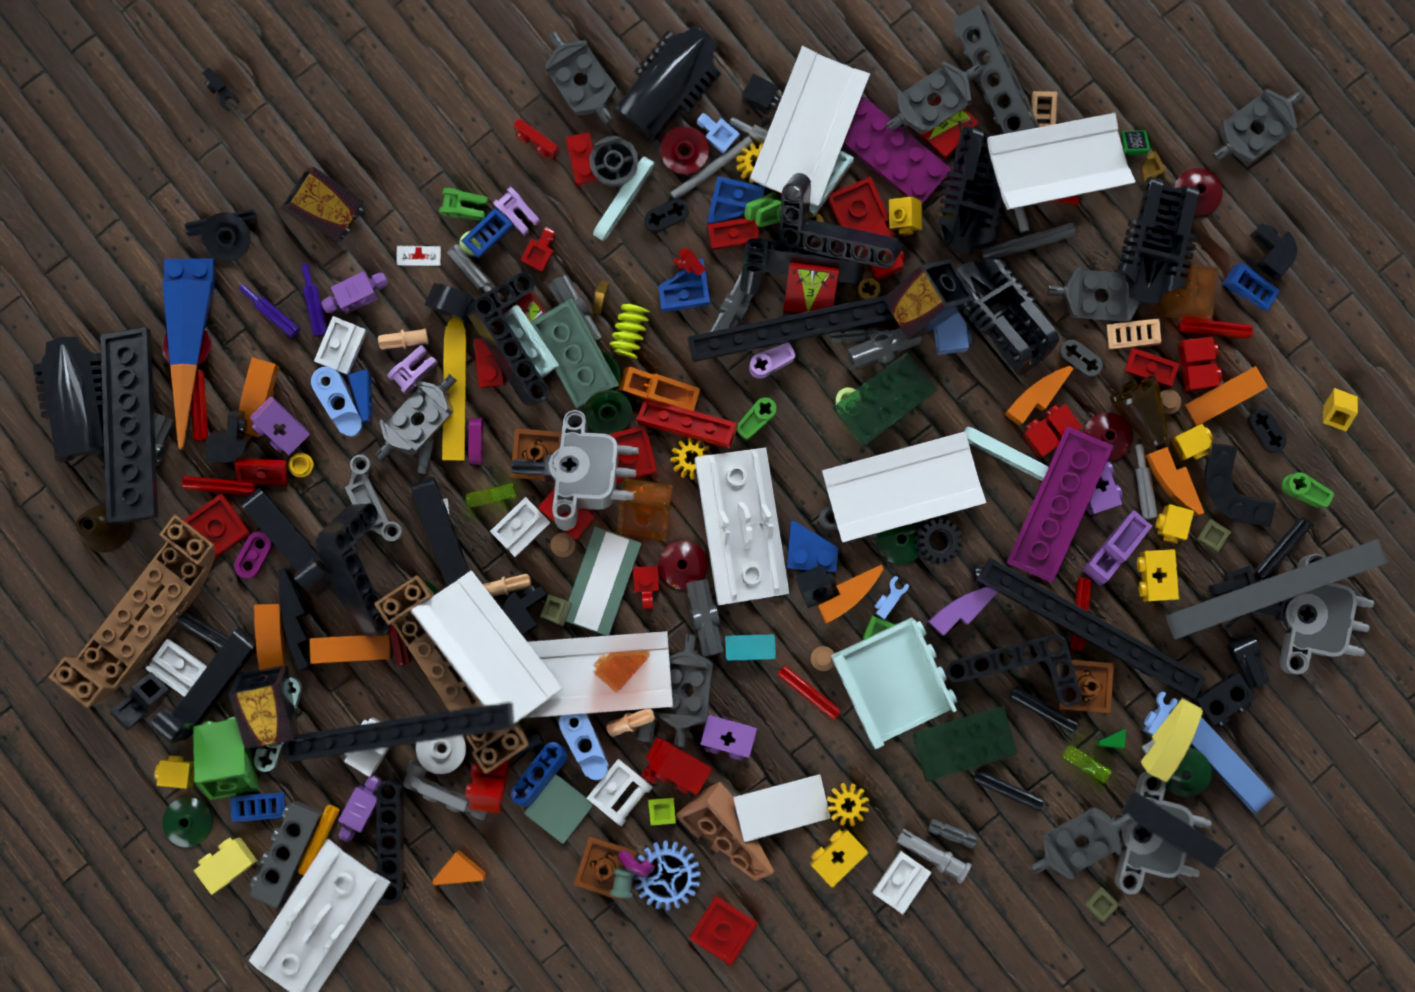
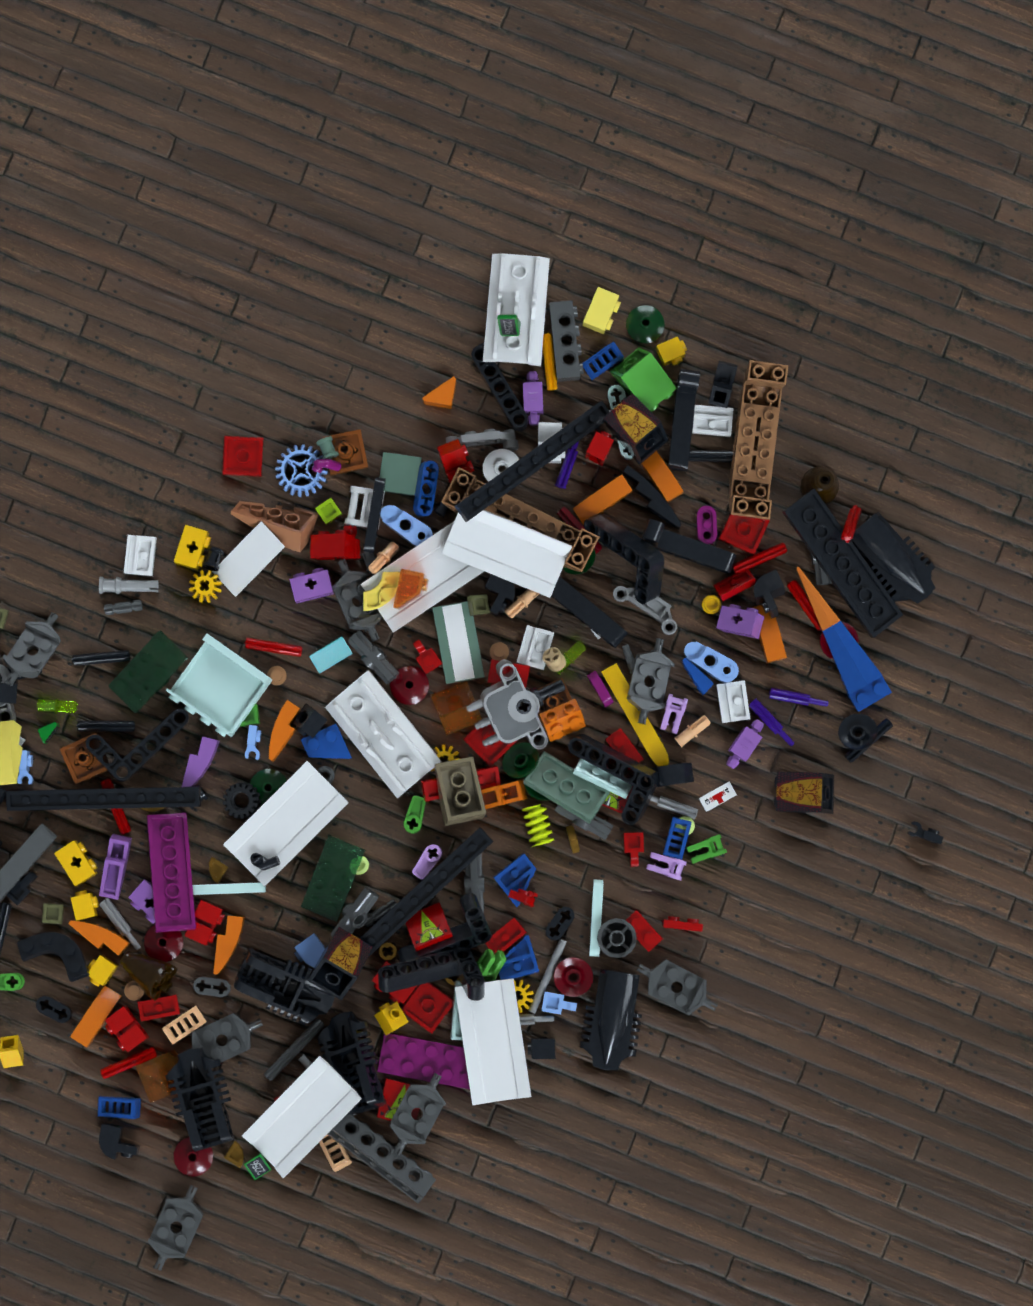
camera: 145 degrees right, 0 degrees up
(92, 463) = (851, 523): none -> red axle
(318, 707) = (599, 448): none -> red piece
(335, 906) = (509, 325): none -> slope
(370, 707) = (567, 466): none -> dark purple axle
(511, 504) = (554, 659): none -> tan wheel
(535, 428) = (562, 720): none -> orange plate
(612, 776) = (374, 515): none -> black beam
(652, 682) = (382, 592): none -> light yellow tile
(693, 412) = (459, 791): none -> dark tan slope
(821, 831) = (213, 558): none -> black bush
(952, 456) = (263, 863): none -> black arm
(1006, 482) = (217, 869): none -> pearl gold tile

